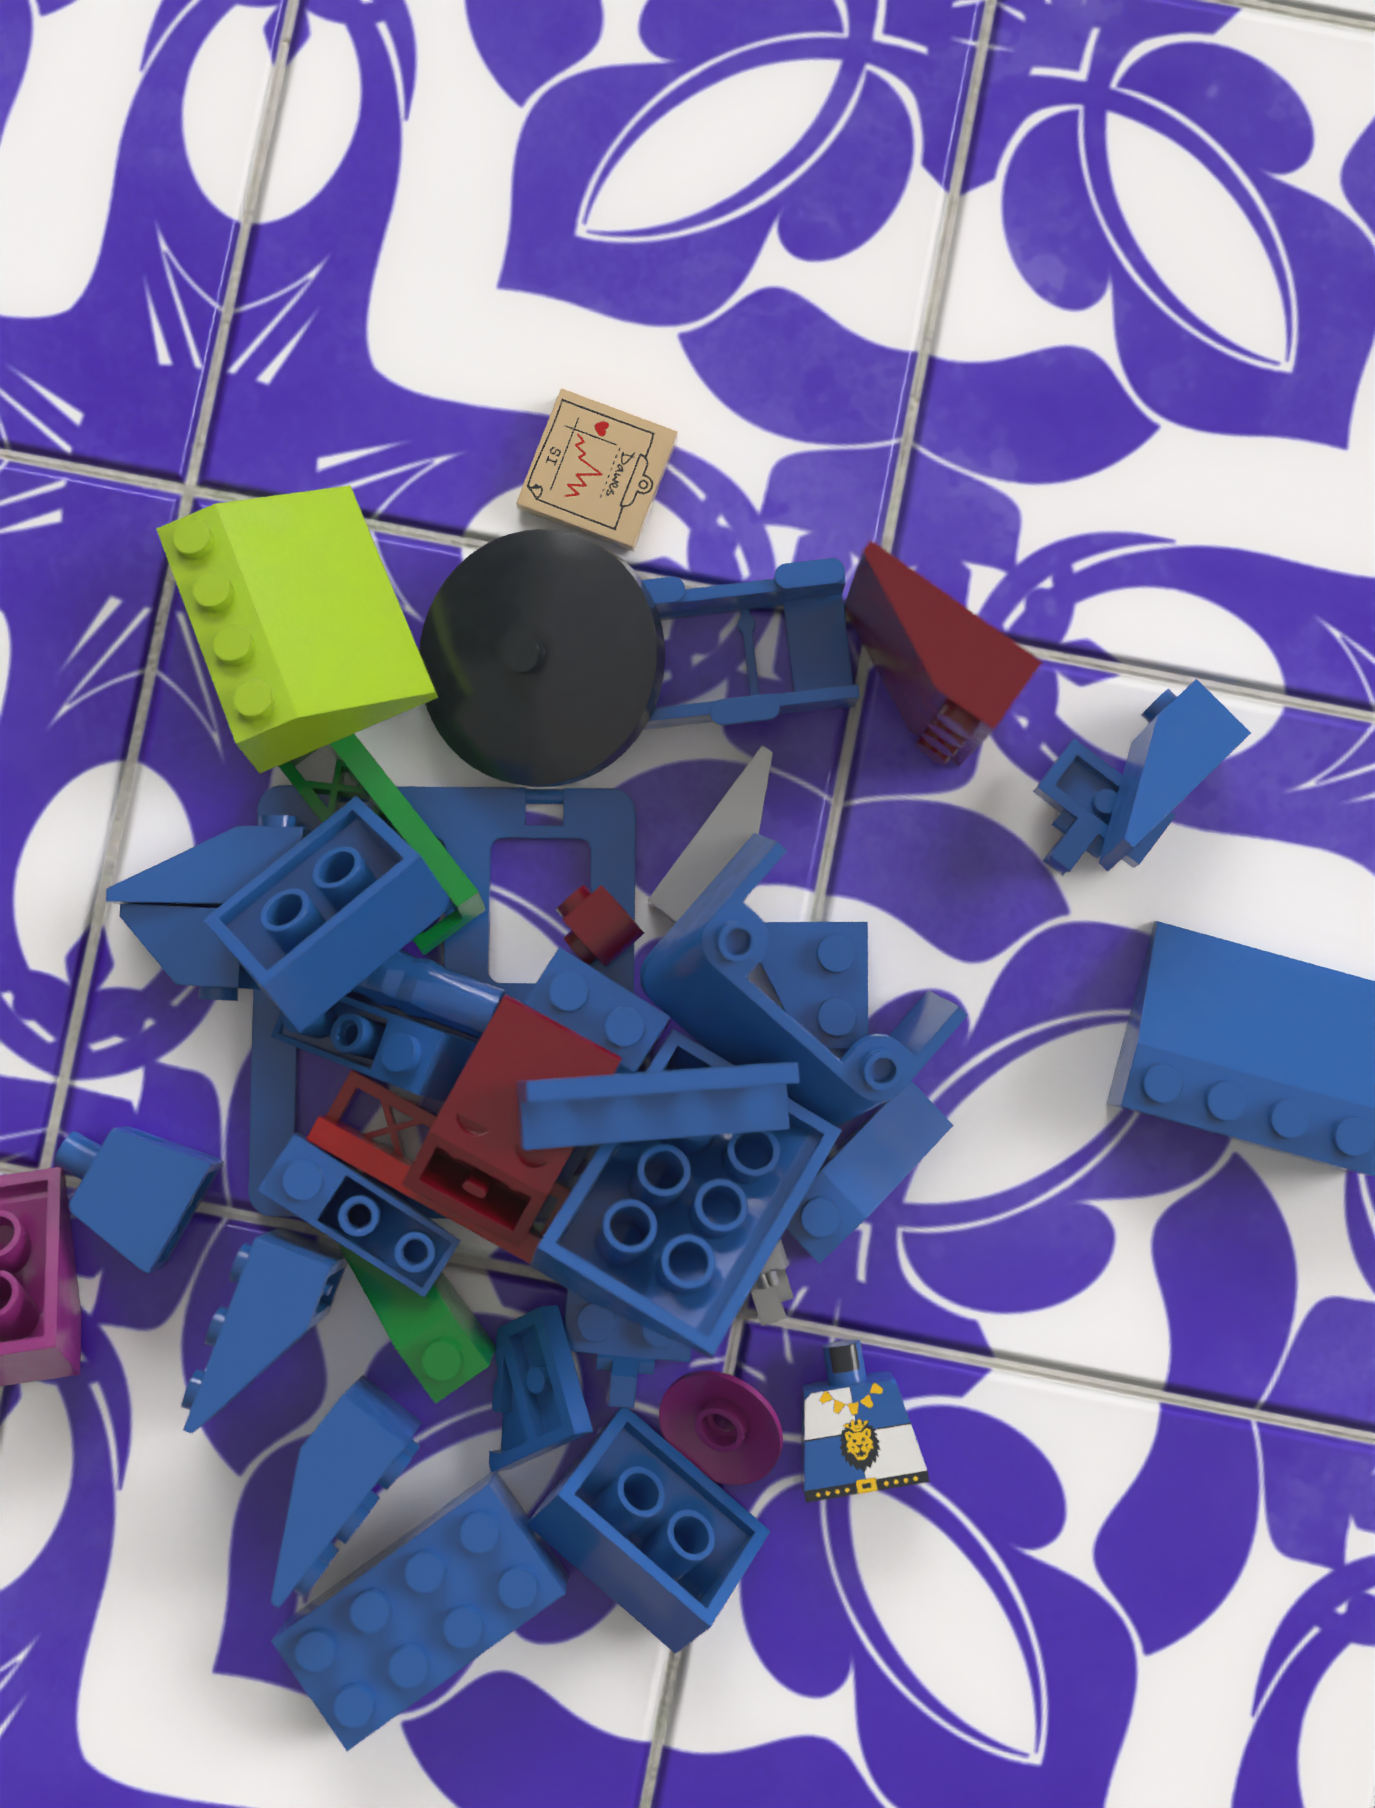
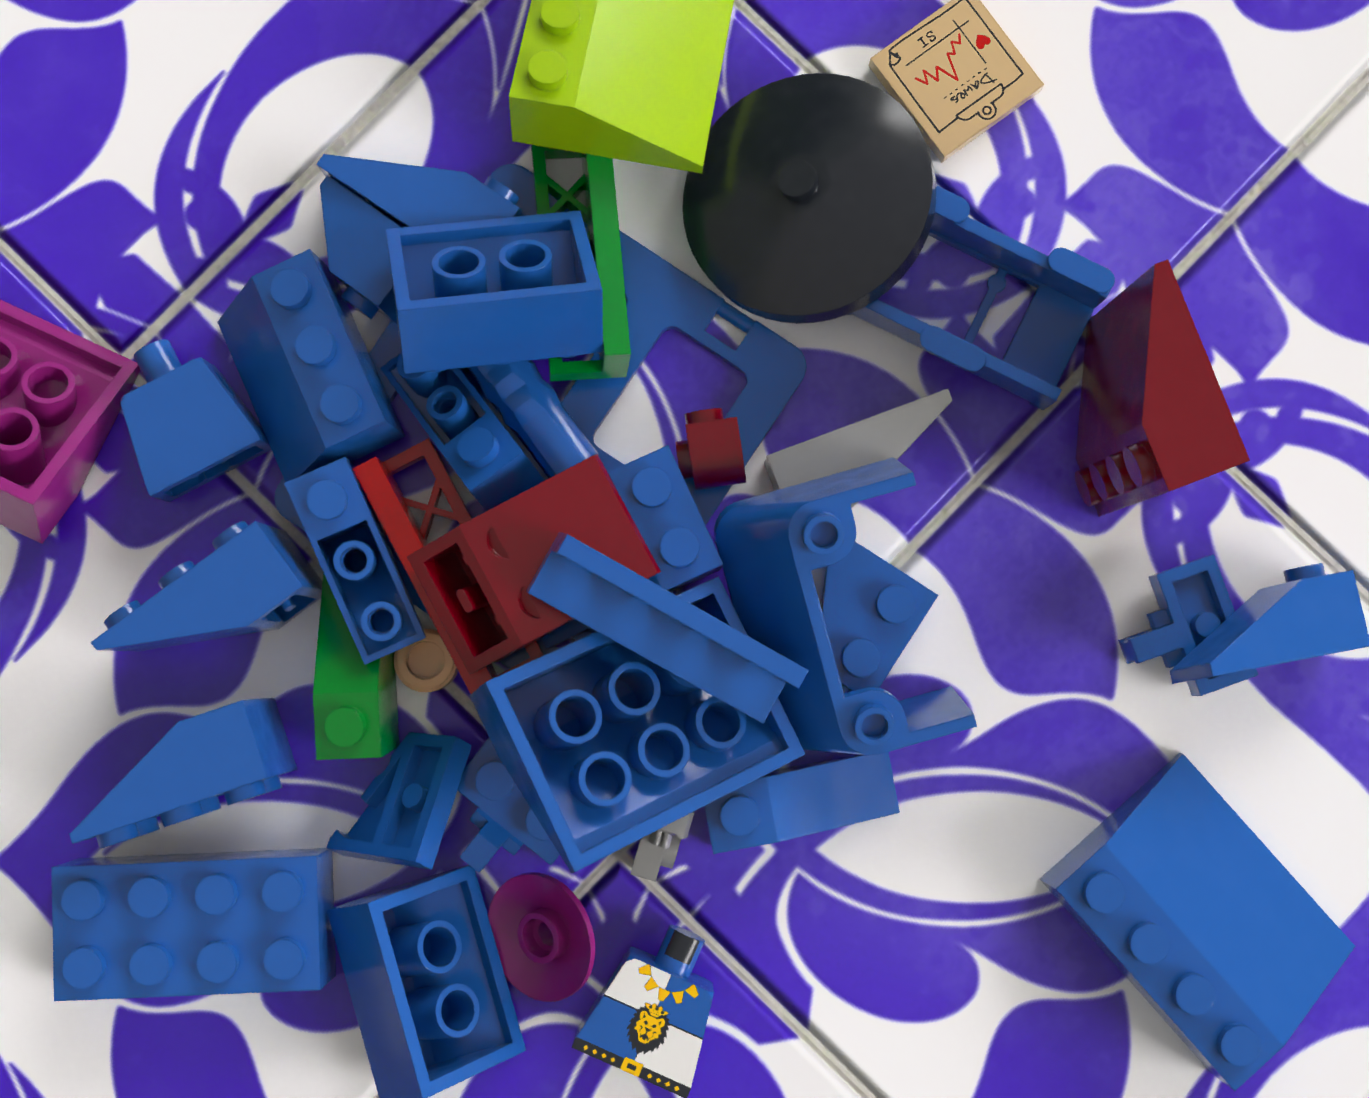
camera: 30 degrees right, 0 degrees up
(210, 1078) = (307, 367): none -> blue slope
(474, 1262) = (425, 664): none -> light nougat tile

